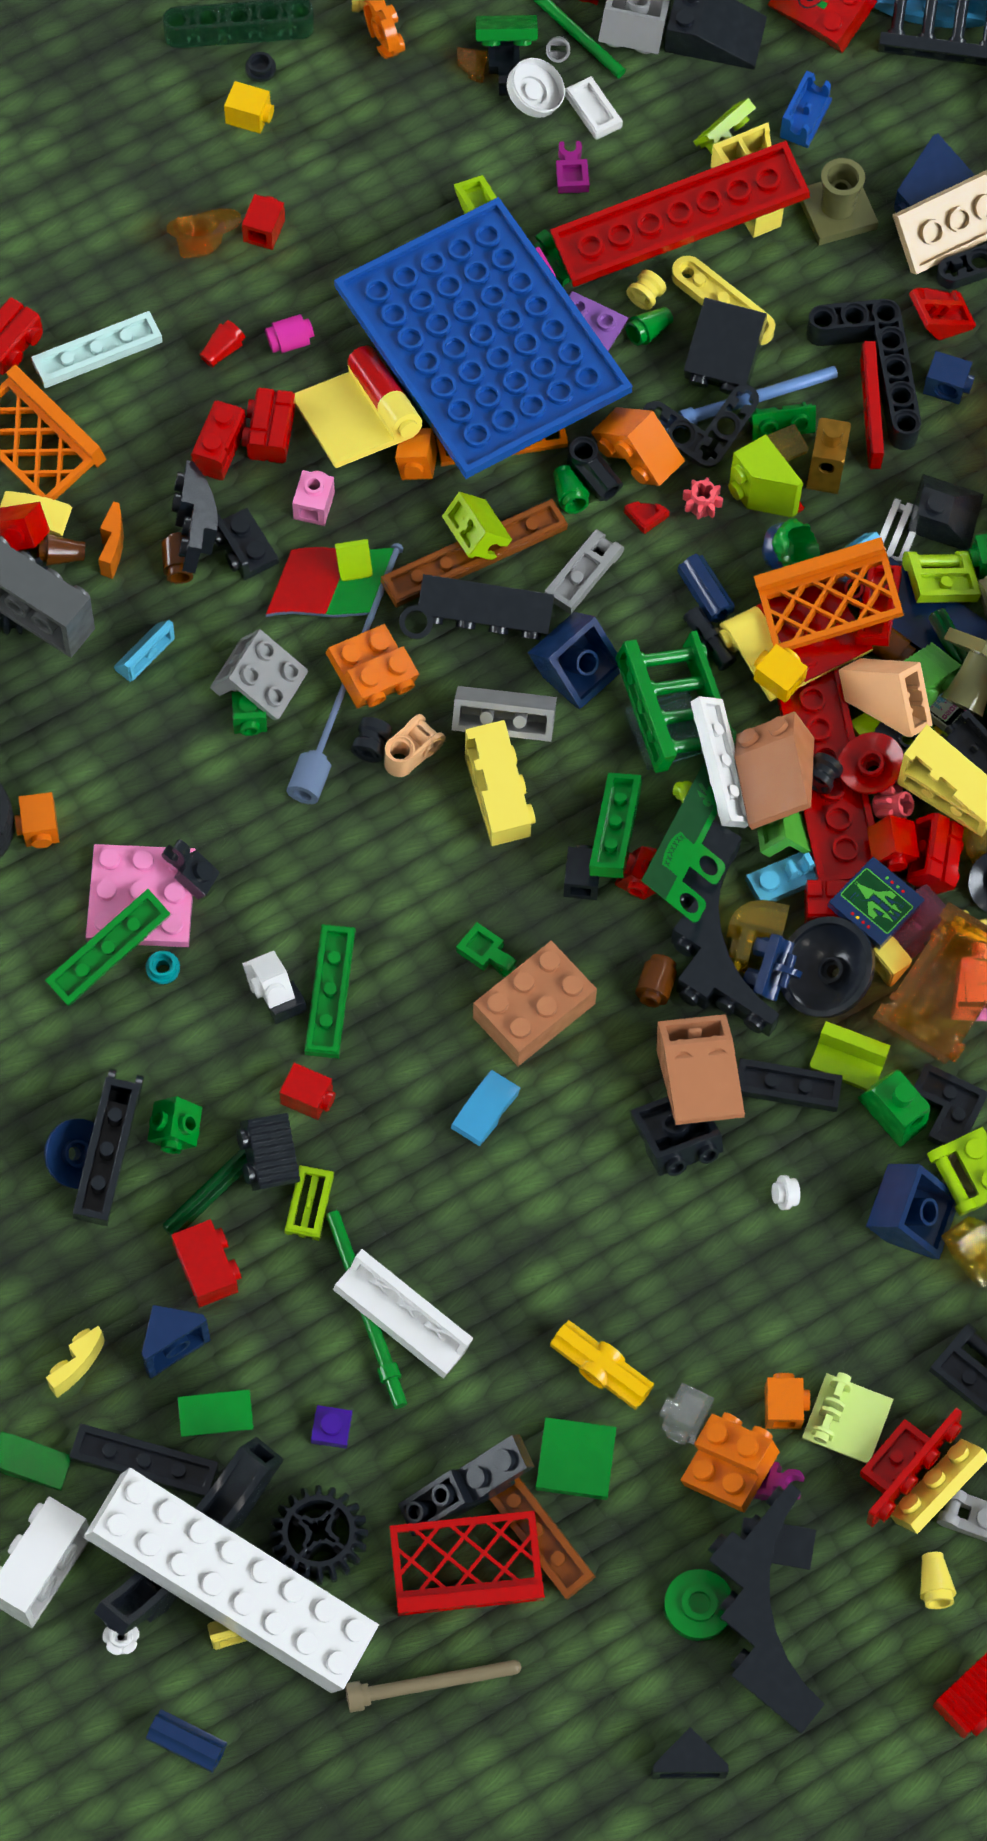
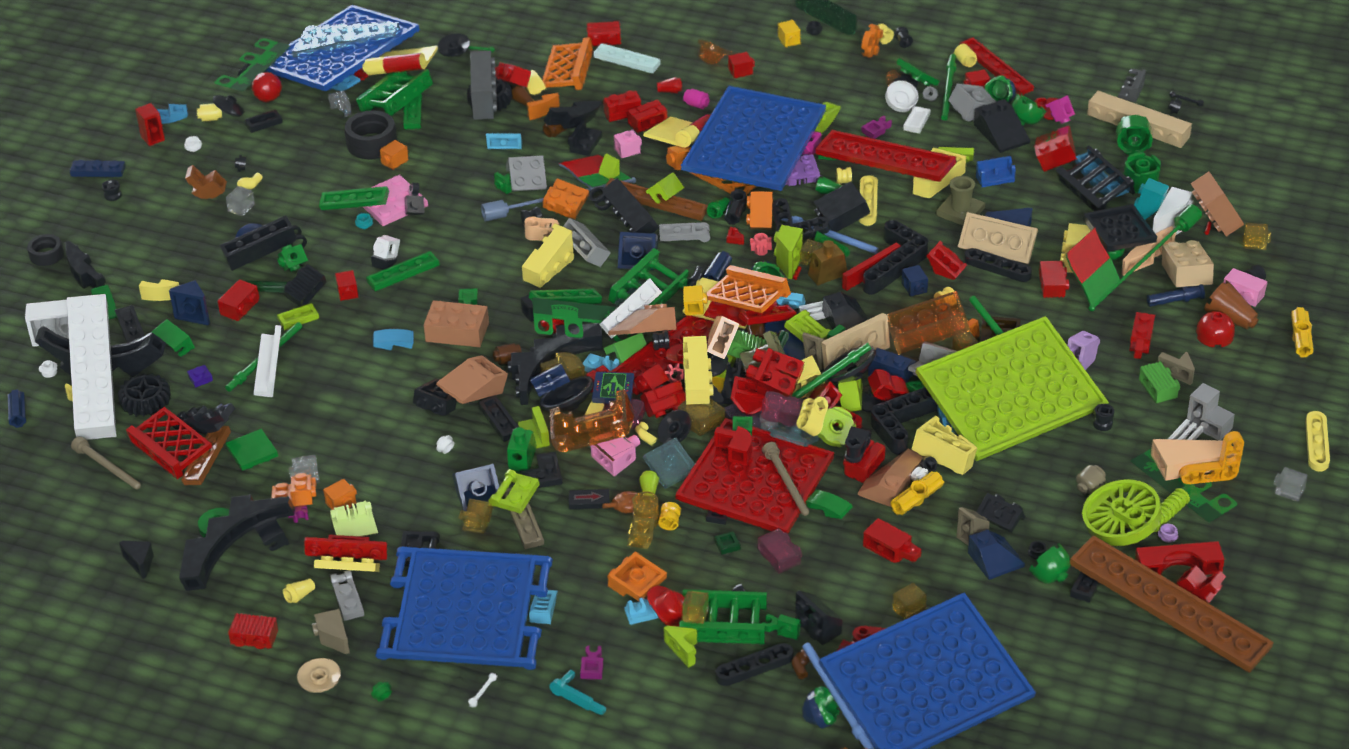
camera: 55 degrees right, 25 degrees down
(602, 1365) = (304, 432): yellow piece -> none

